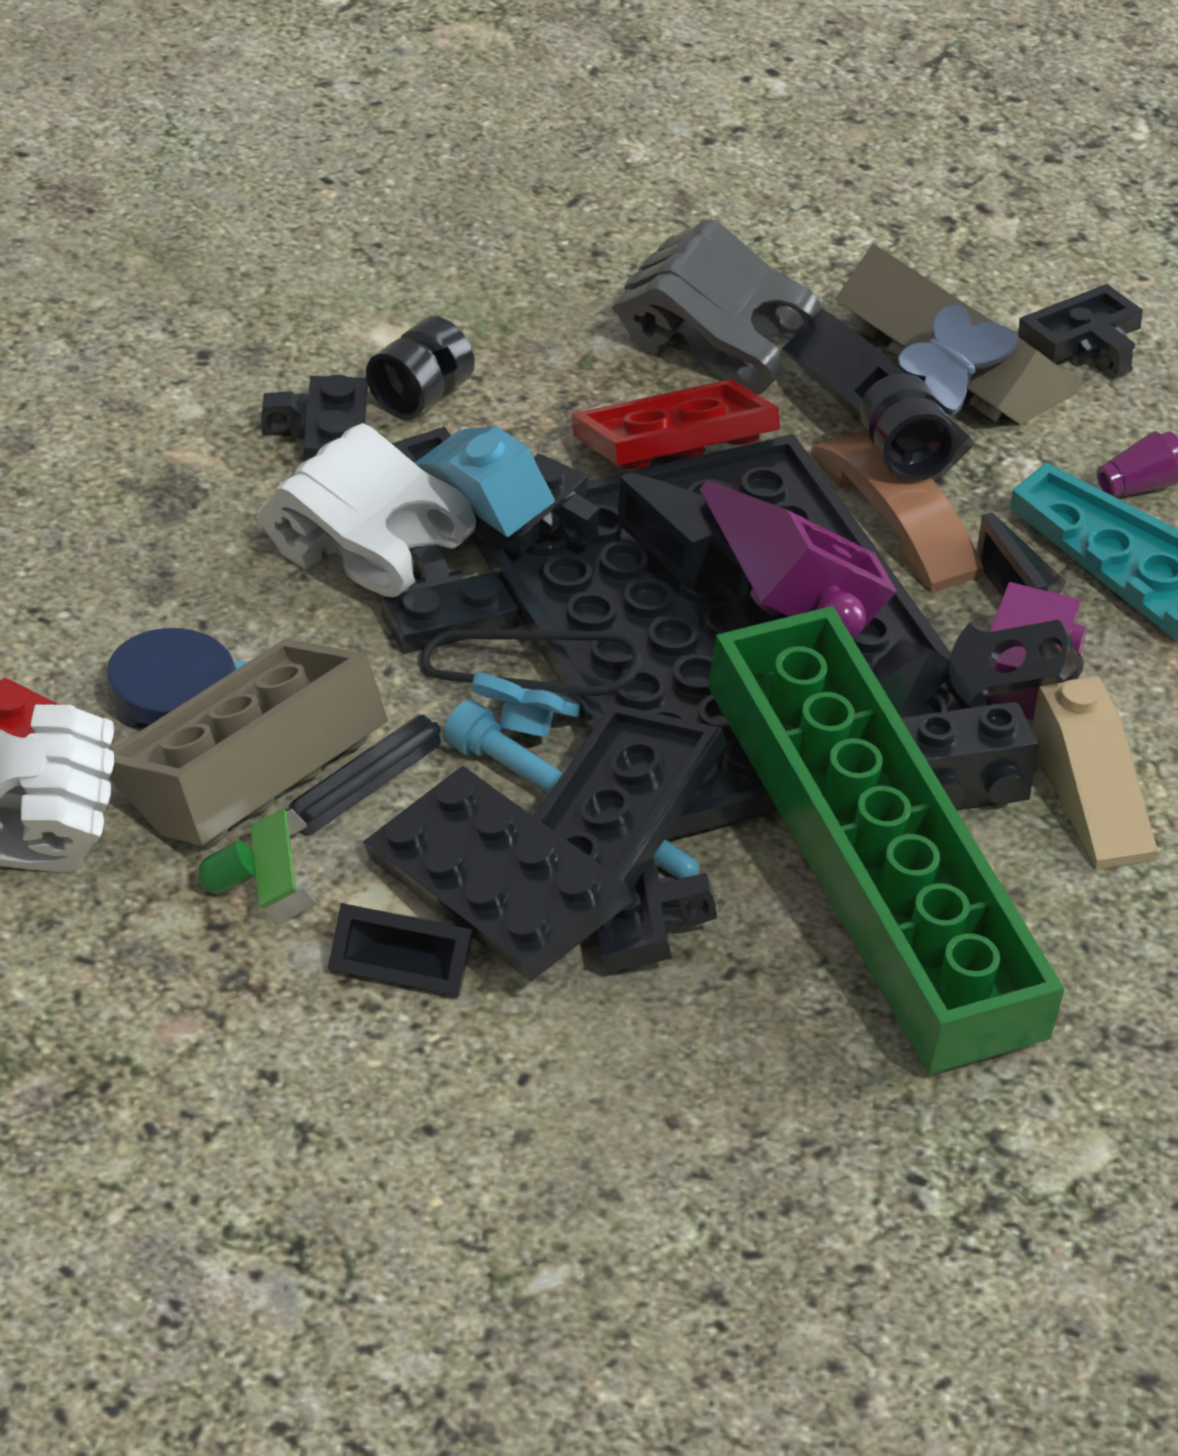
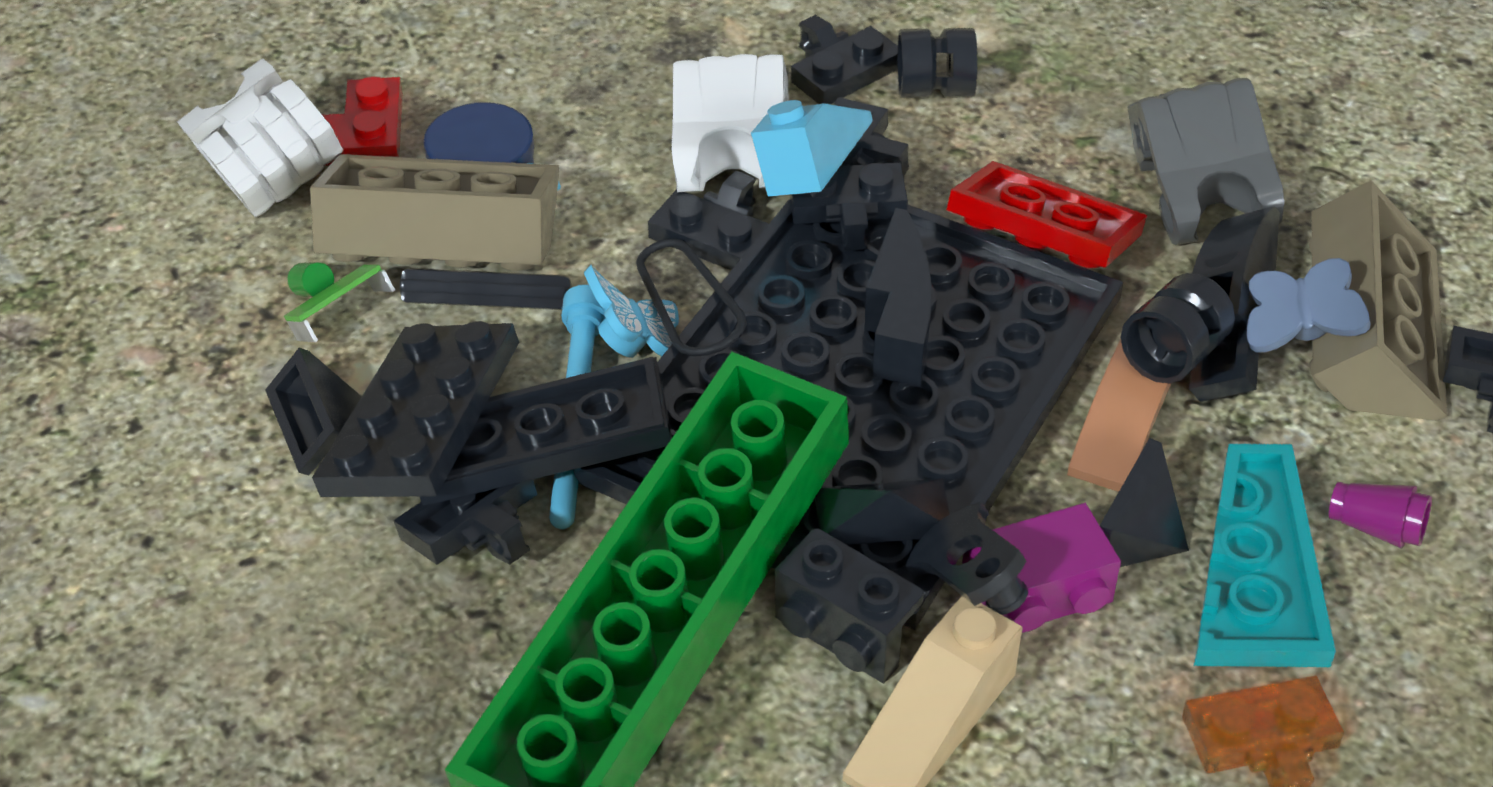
camera: 55 degrees right, 5 degrees up
(797, 562) = (917, 358): magenta slope -> none

